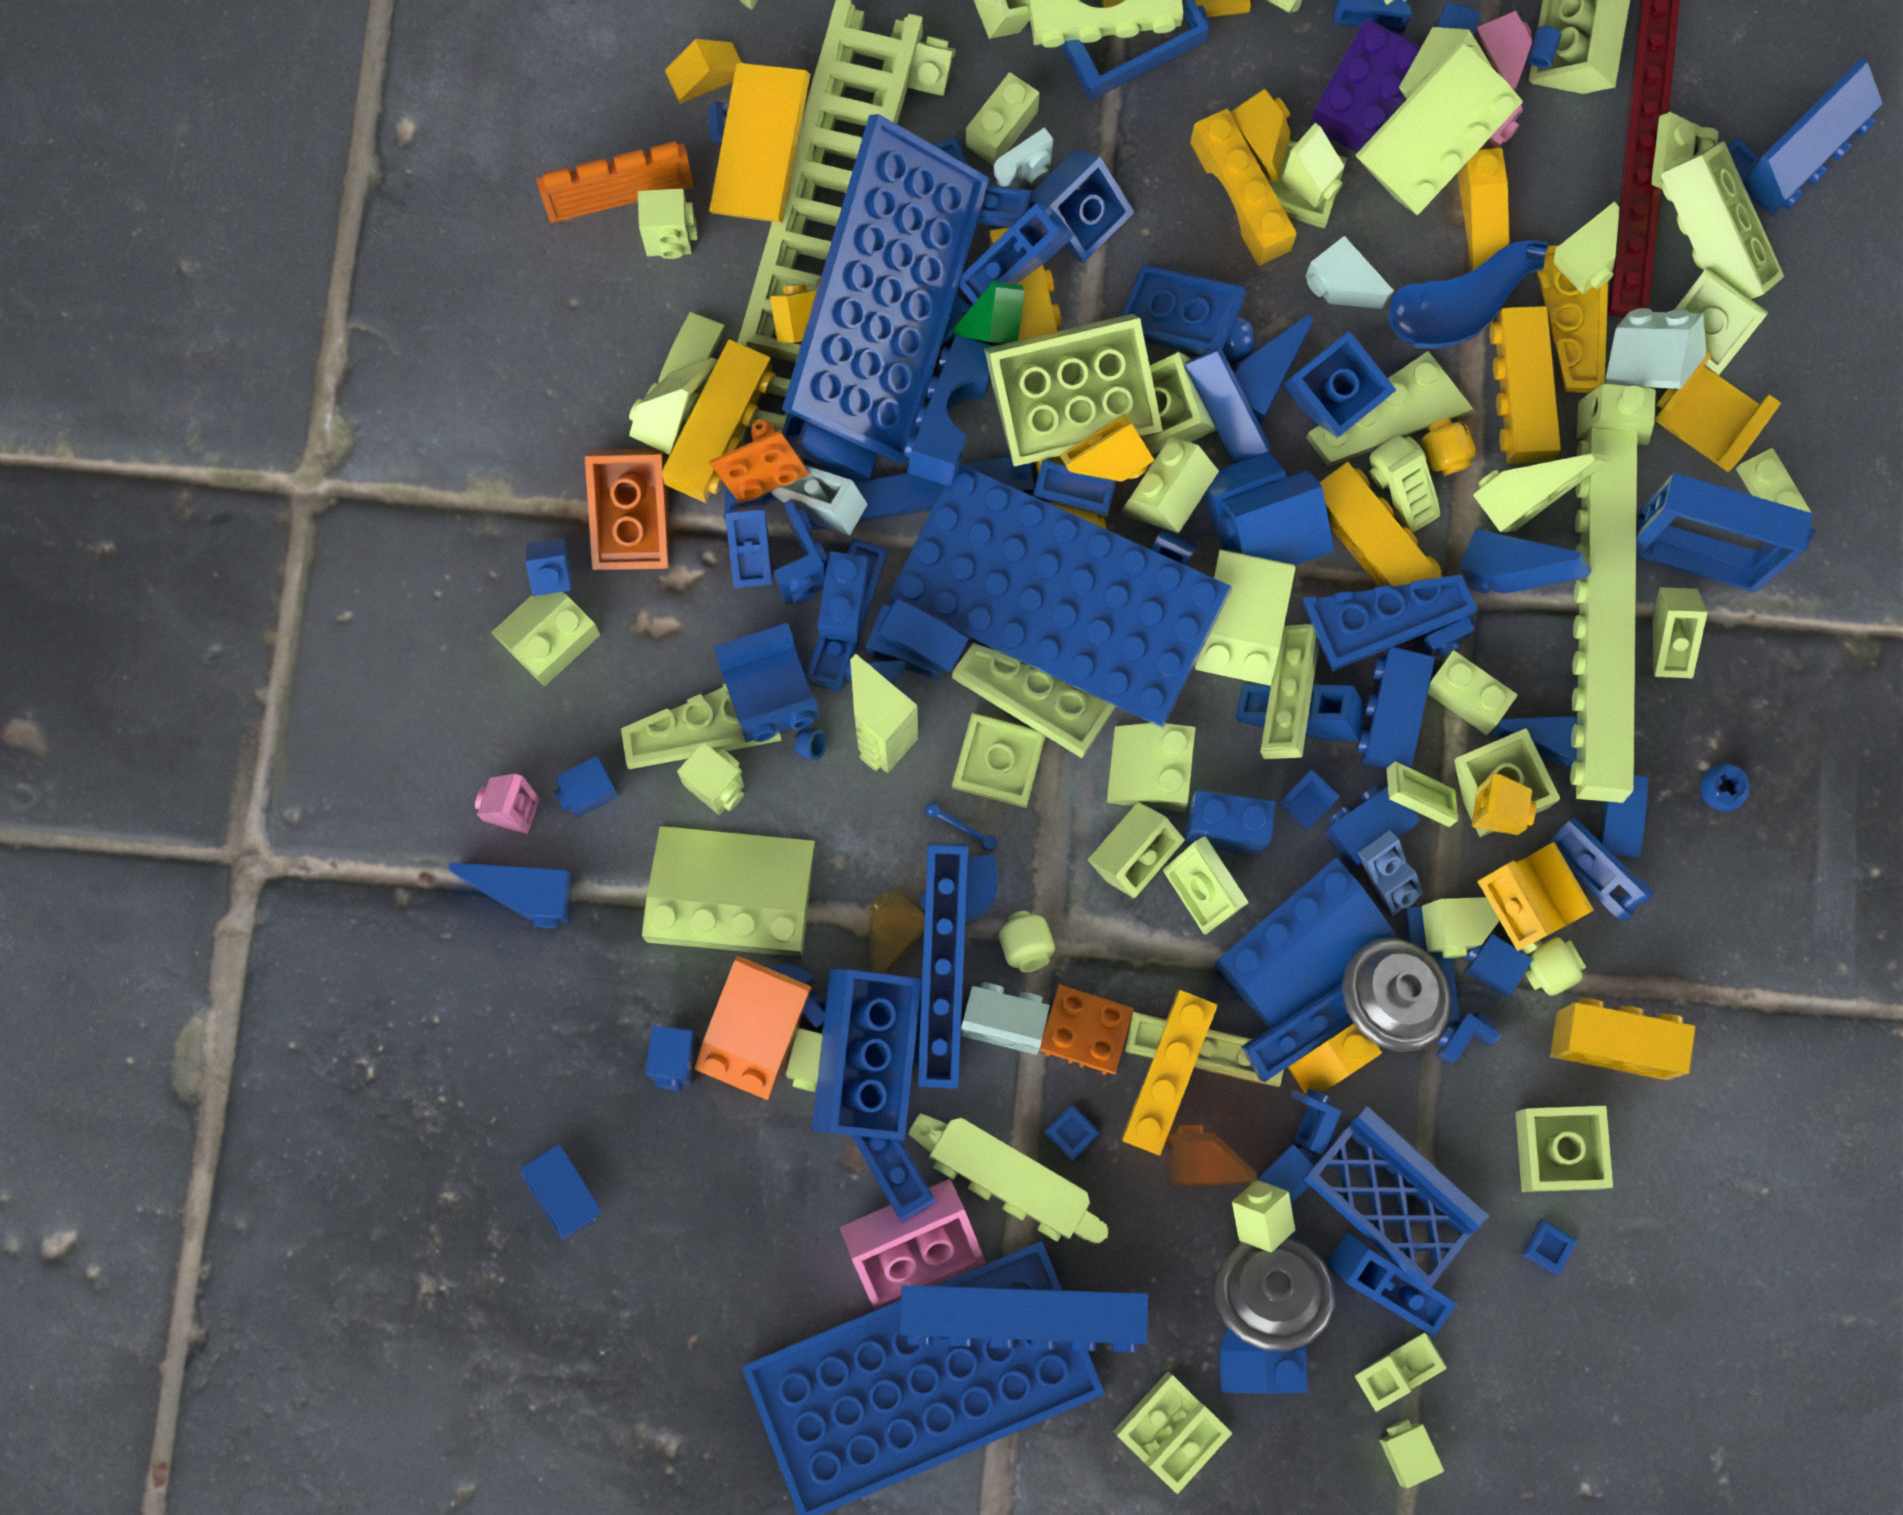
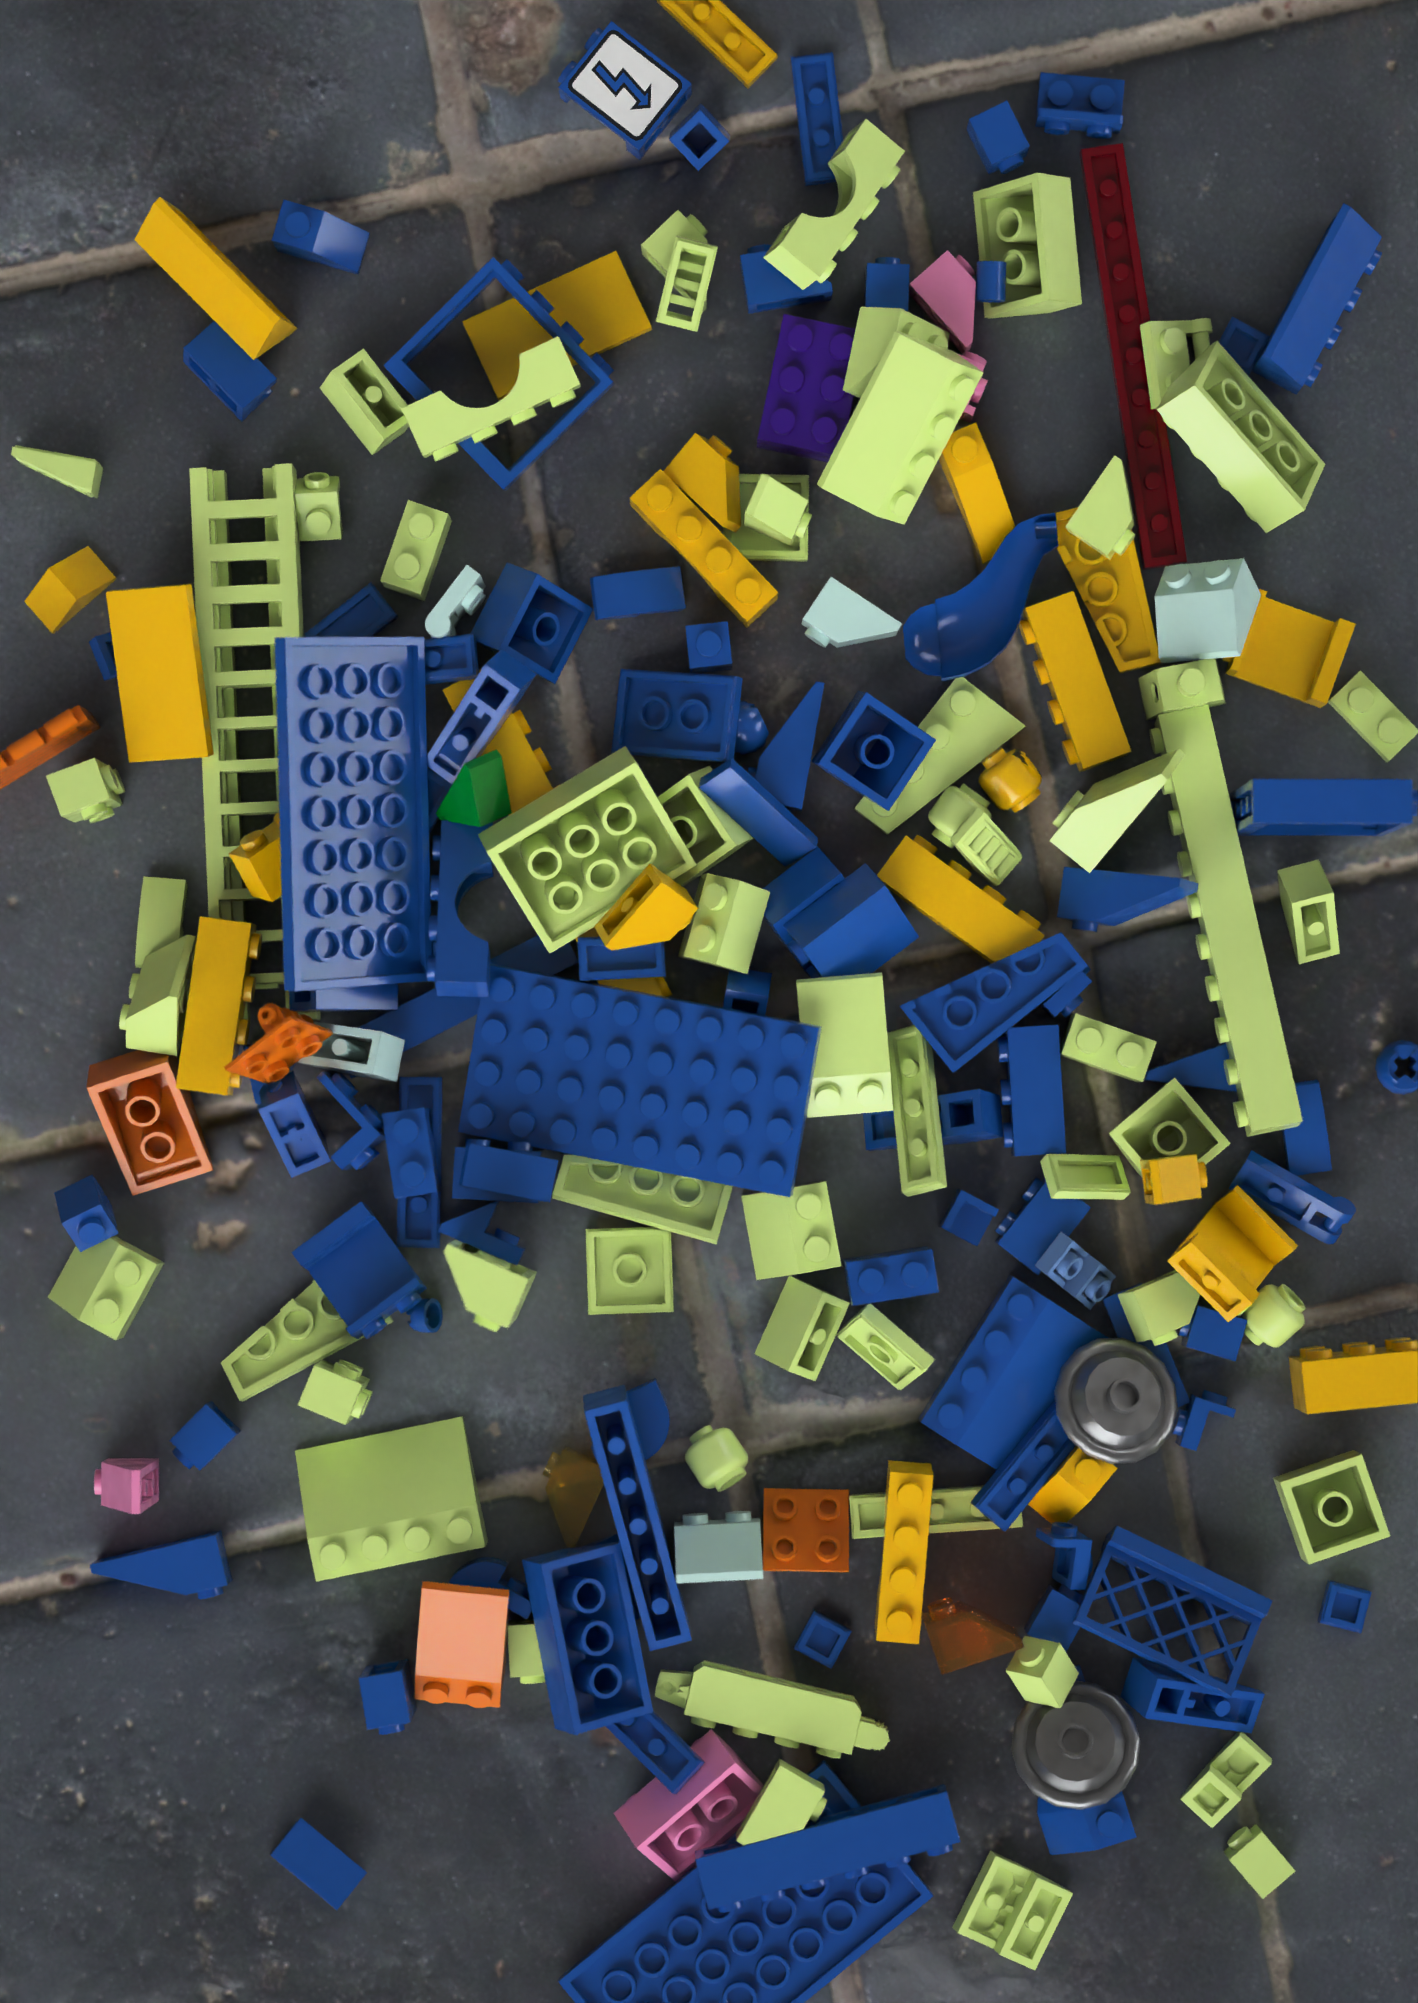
camera: 10 degrees left, 10 degrees up
(989, 842) = (645, 1360): blue hinge -> none
(995, 1263) = (782, 1805): none -> yellowish green slope
(1178, 207) = (637, 593): none -> blue slope
(1224, 261) = (708, 647): none -> blue brick
(1726, 314) = (1268, 543): yellowish green tile -> none

